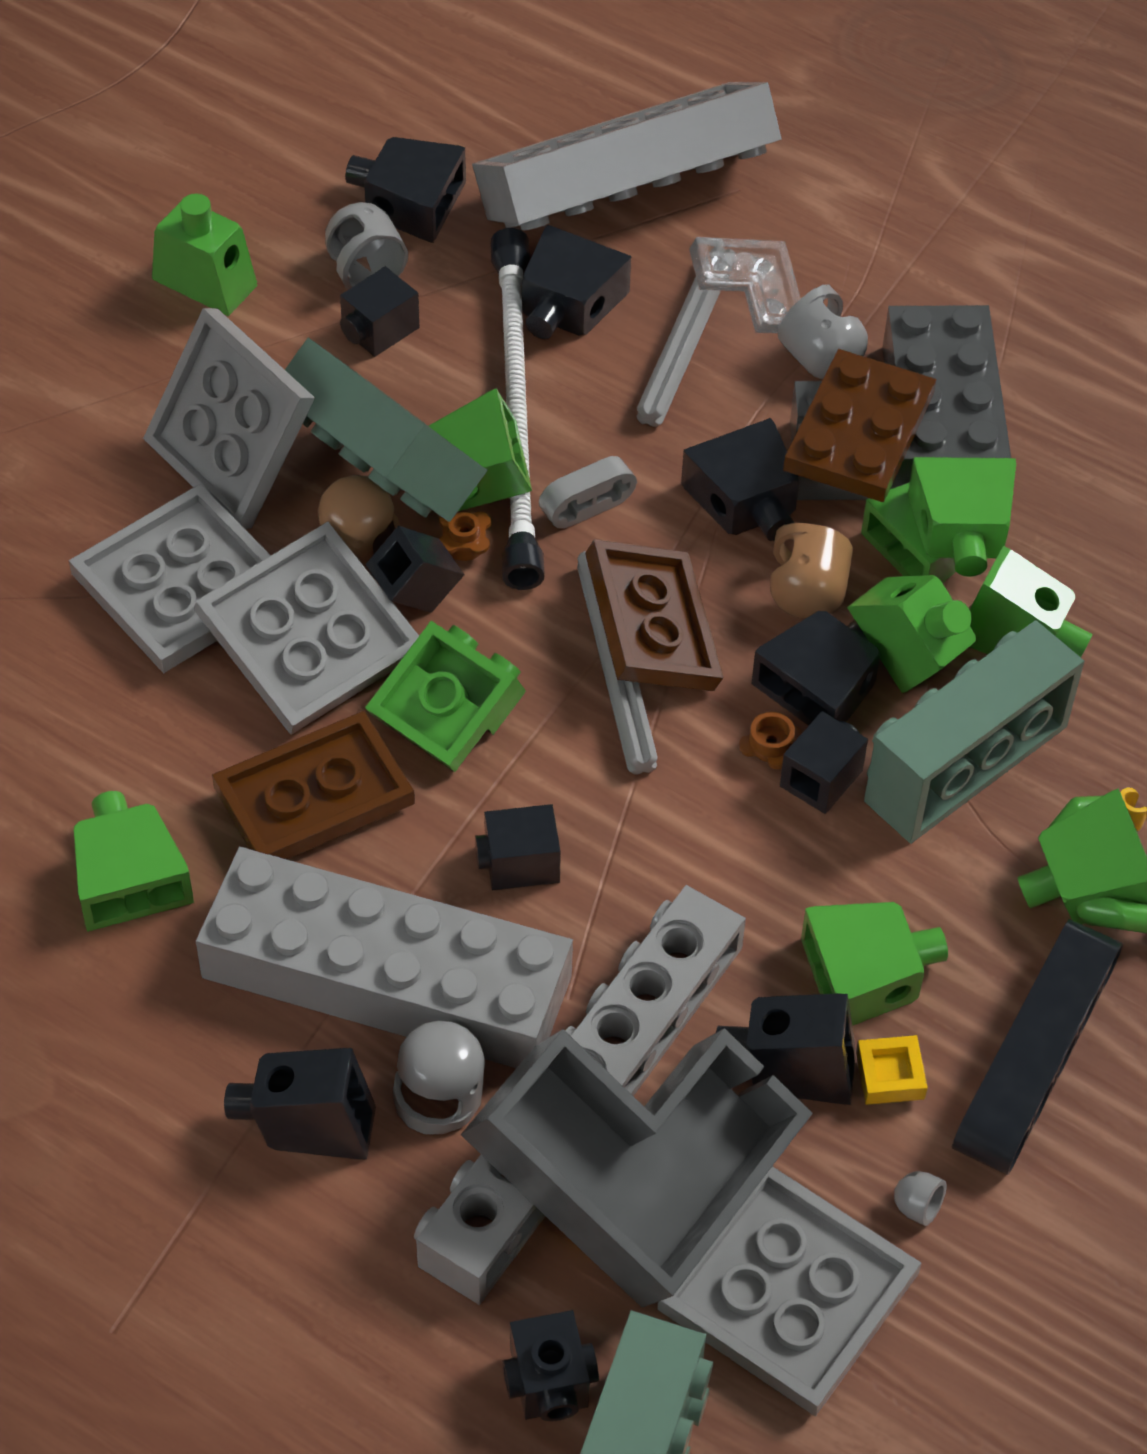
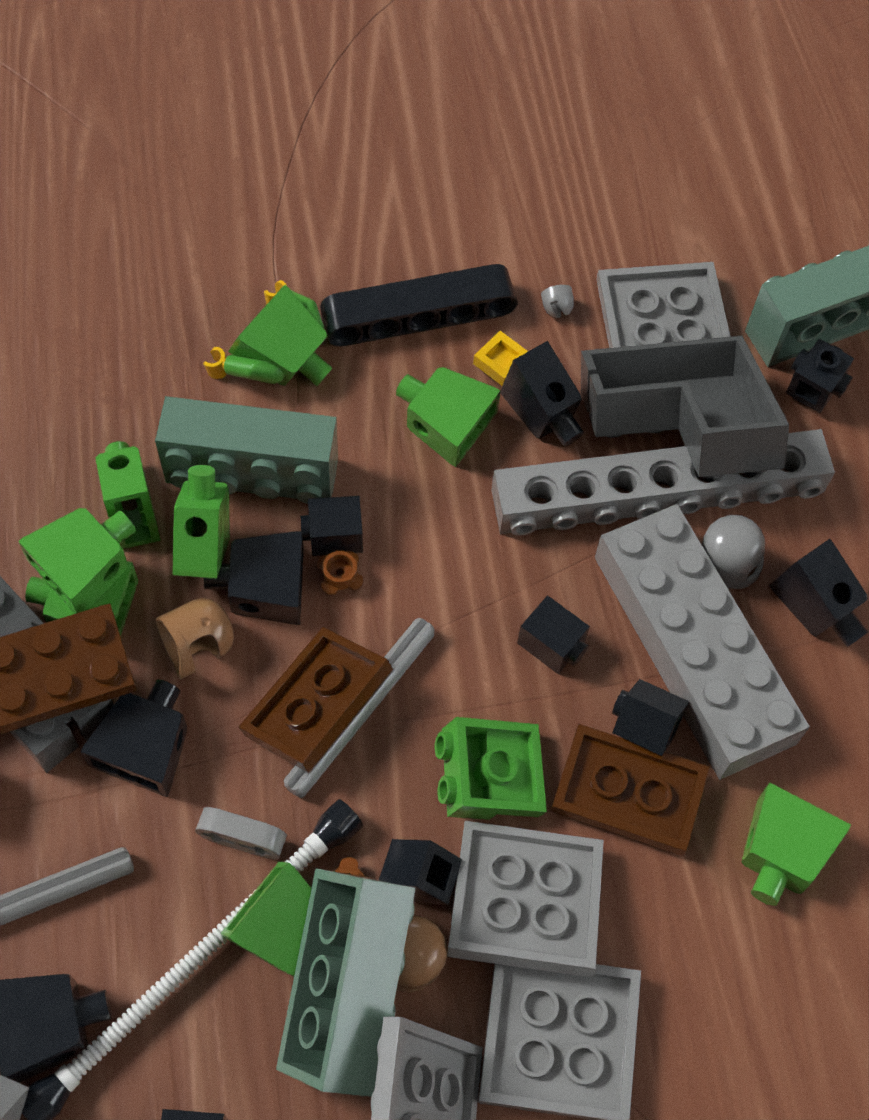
camera: 135 degrees left, 10 degrees up
(358, 842) = (648, 716): none -> black brick

